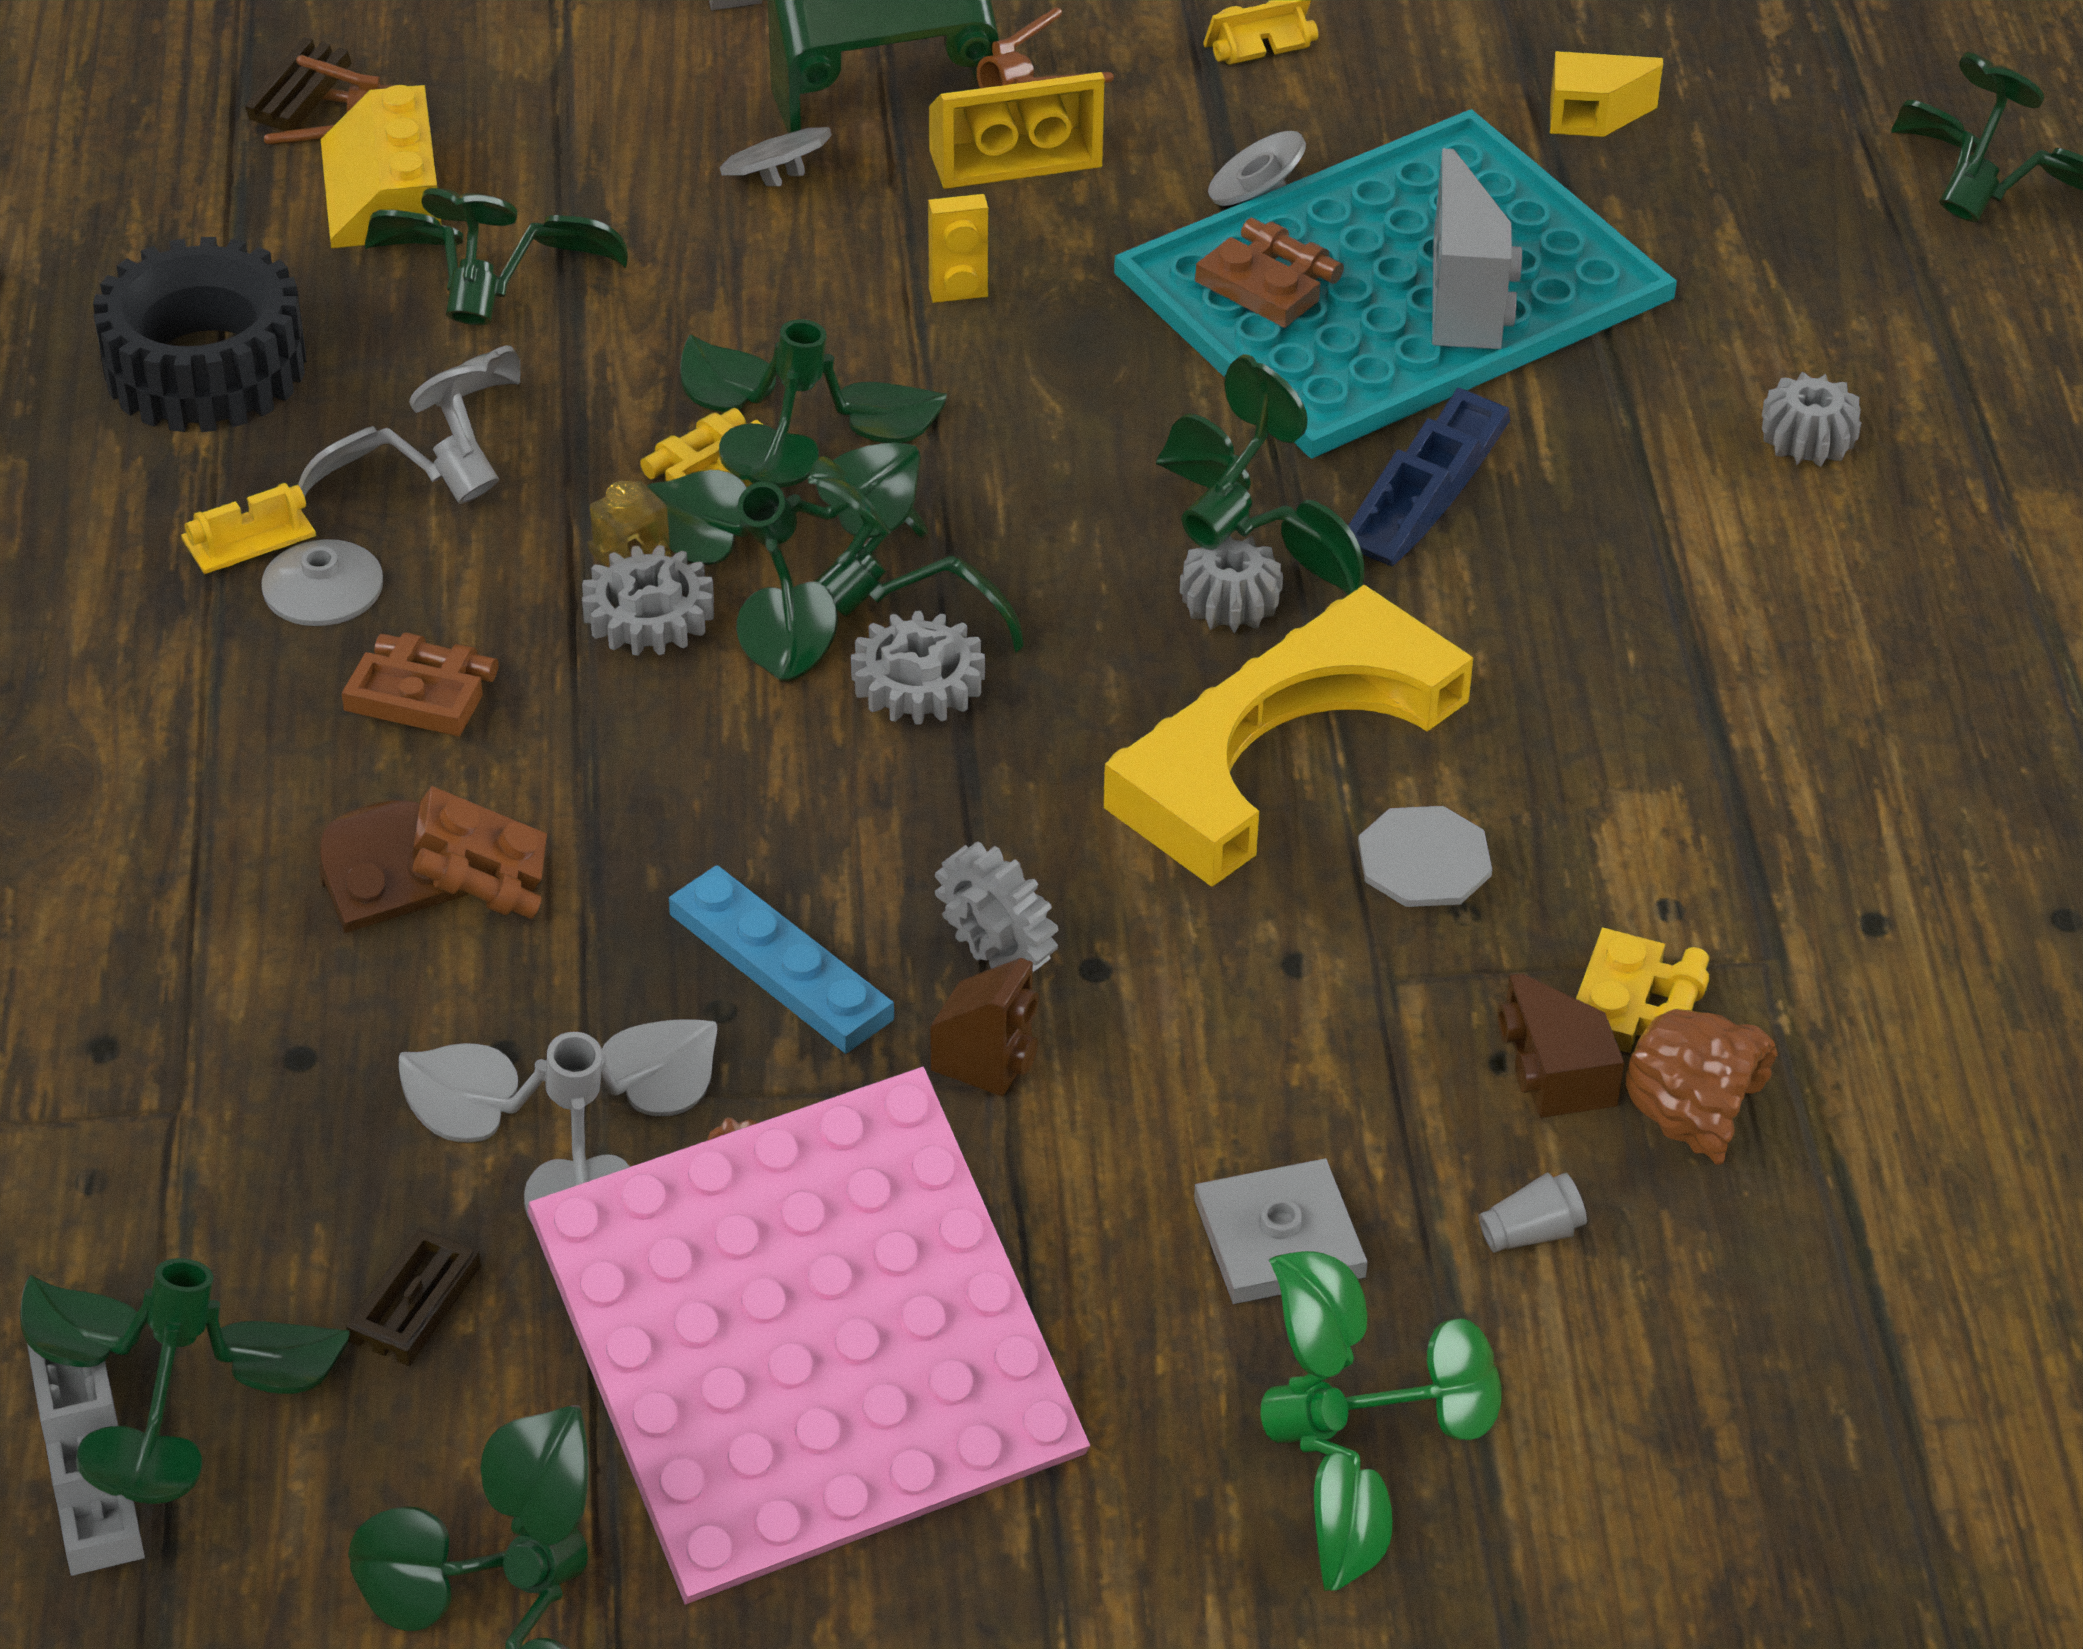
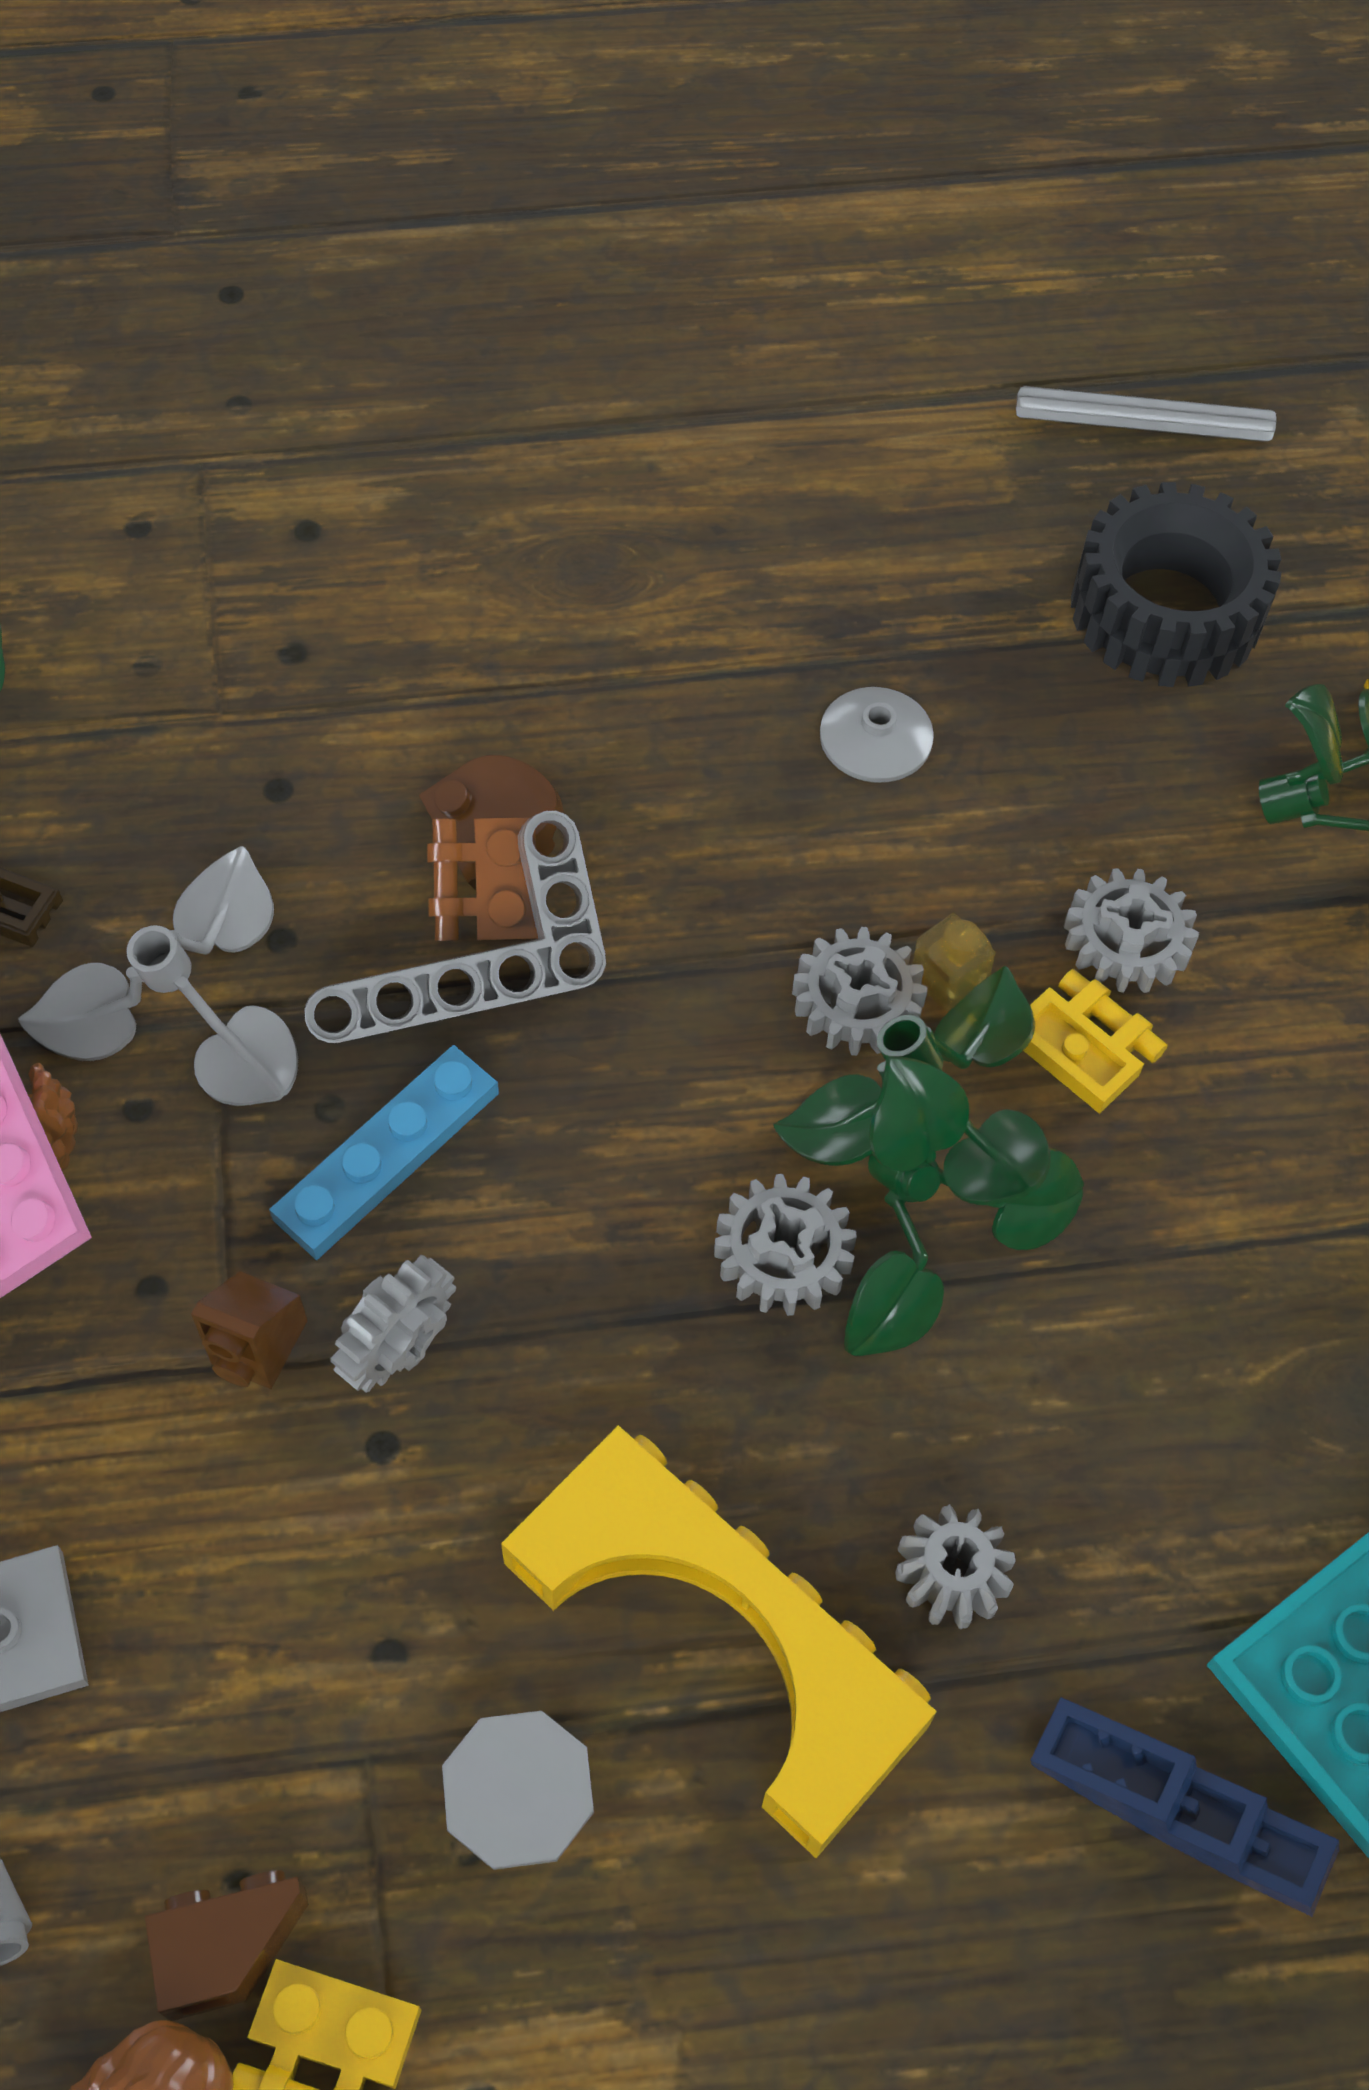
camera: 85 degrees right, 15 degrees up
(228, 537) = (922, 663): yellow hinge -> none
(419, 683) = (714, 815): dark orange plate -> none
(459, 455) = (1032, 808): light grey plant -> none
(597, 843) = (483, 967): none -> light grey beam
(605, 415) = (1131, 930): none -> light grey gear
(757, 453) = (1216, 1043): dark green plant -> none
(1206, 457) = (1022, 1534): dark green plant -> none

